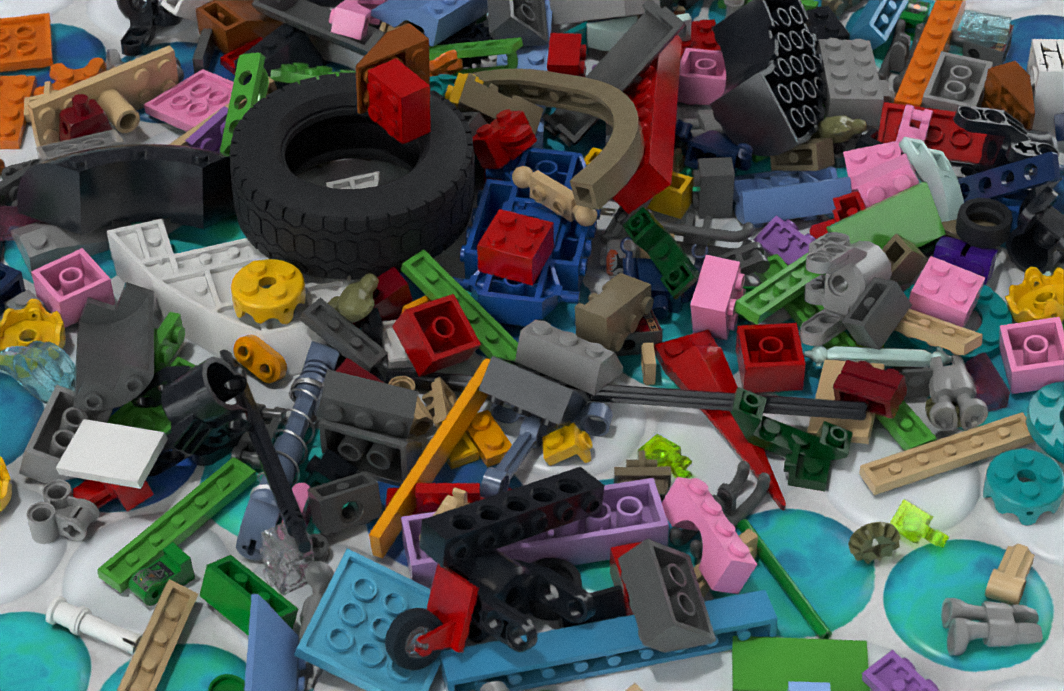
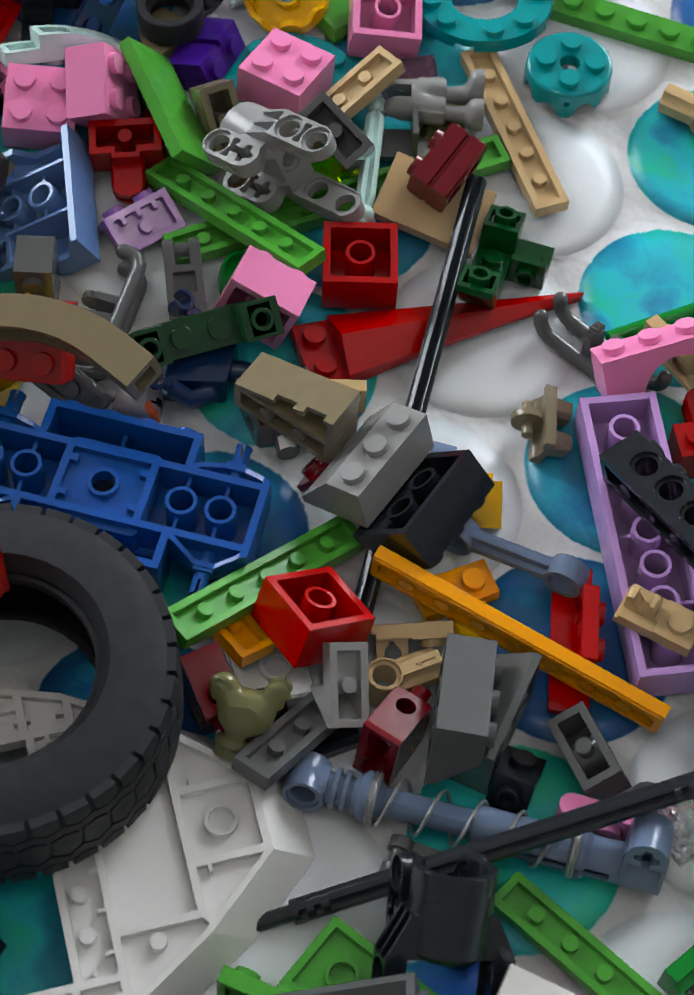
camera: 90 degrees left, 15 degrees up
(258, 356) = (297, 864): light orange plate -> none
(278, 300) = (207, 859): yellow plate -> none
(384, 354) = (345, 686): none -> light grey slope
(515, 246) = (181, 493): red brick -> none
(553, 195) = (74, 440): tan plate -> none
(667, 455) = (502, 398): clear neon green plate -> none
(861, 541) = (659, 212): olive gear -> none
(914, 523) = (621, 175): clear neon green plate -> none

